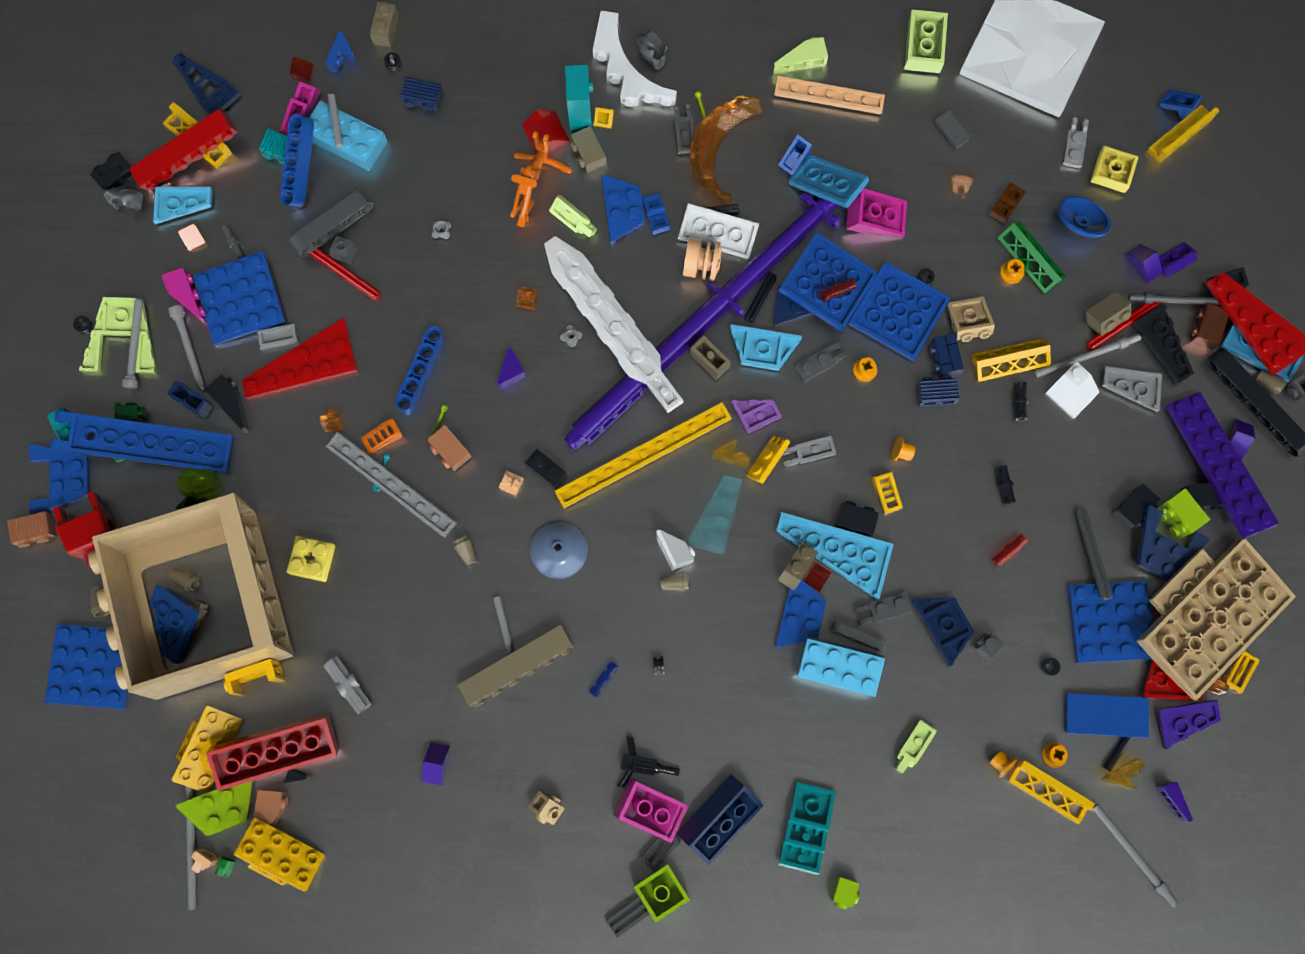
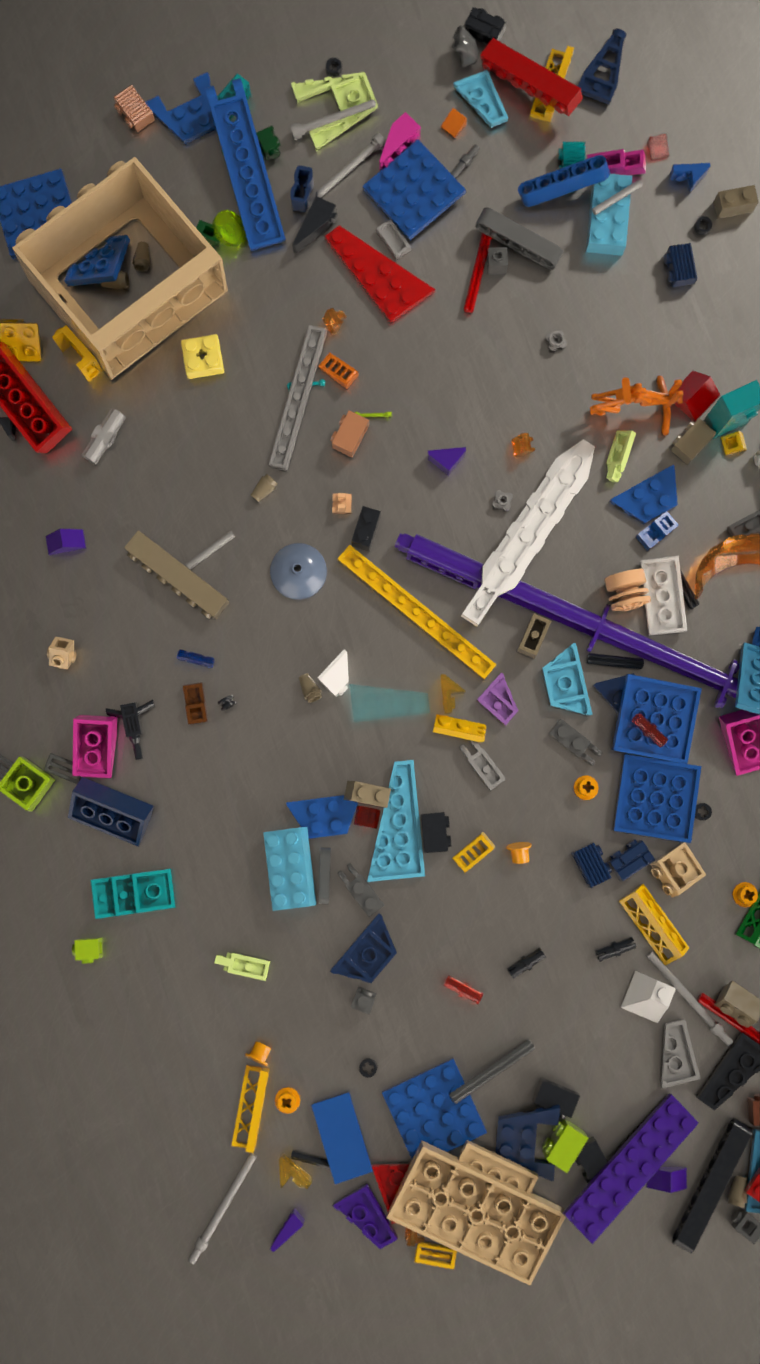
camera: 70 degrees right, 5 degrees up
(78, 533) = (150, 152): red piece -> none
(420, 361) = (421, 372): blue beam -> none
(646, 696) = (195, 703): none -> reddish brown slope

